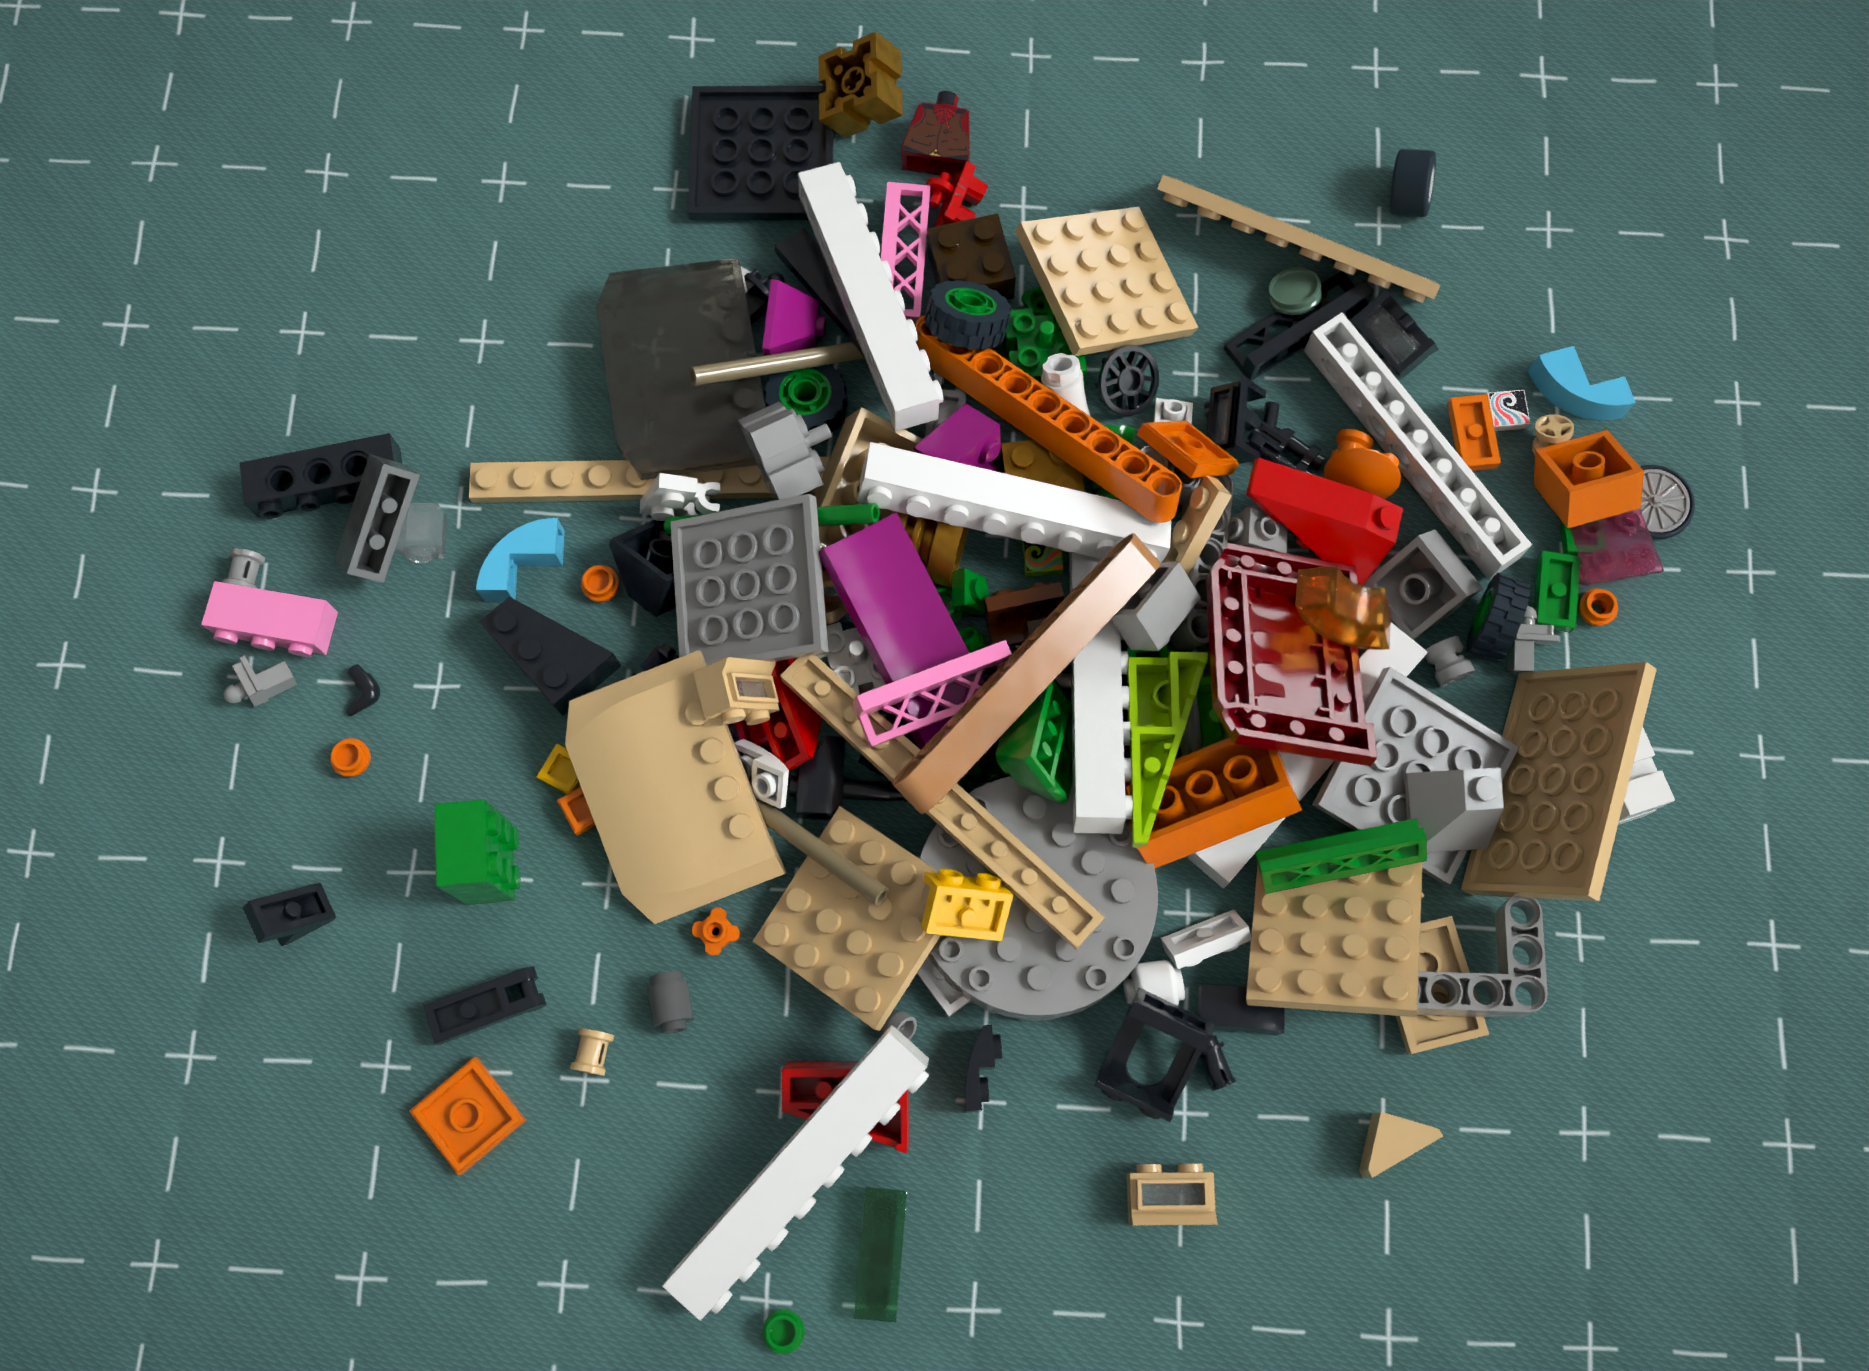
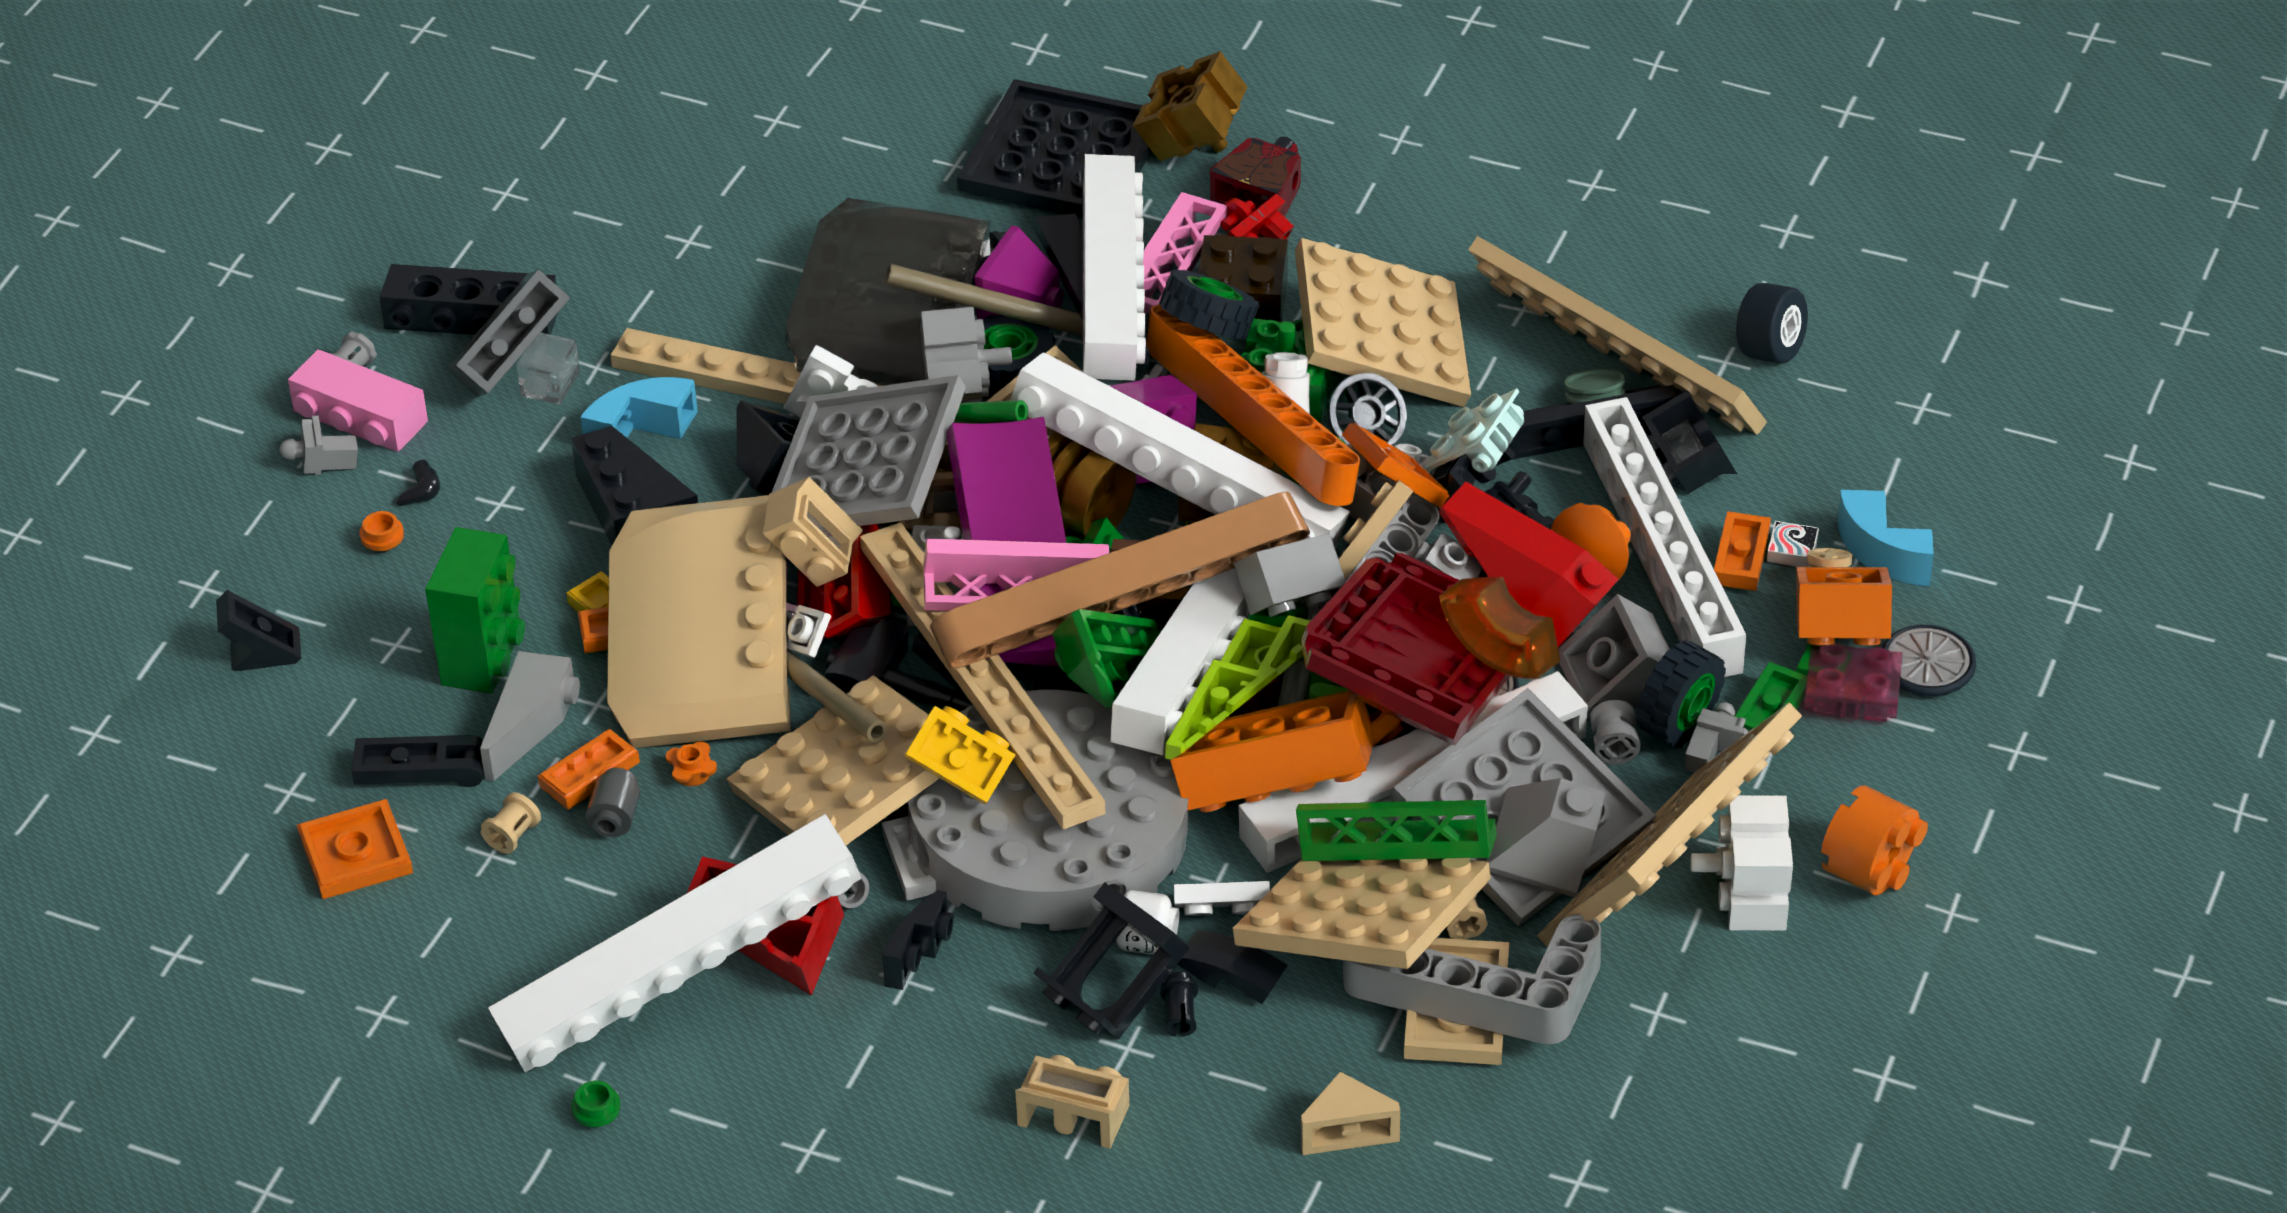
camera: 20 degrees right, 30 degrees down
(557, 916) = (528, 709): none -> light grey slope
(600, 583) = (712, 454): orange plate -> none
(632, 968) = (576, 774): none -> orange plate
(880, 1254) = (732, 1066): clear green plate -> none
(1236, 391) = (1479, 433): none -> light aqua hinge
(1605, 600) = (1815, 731): orange plate -> none
(1701, 726) = (1872, 841): none -> orange brick

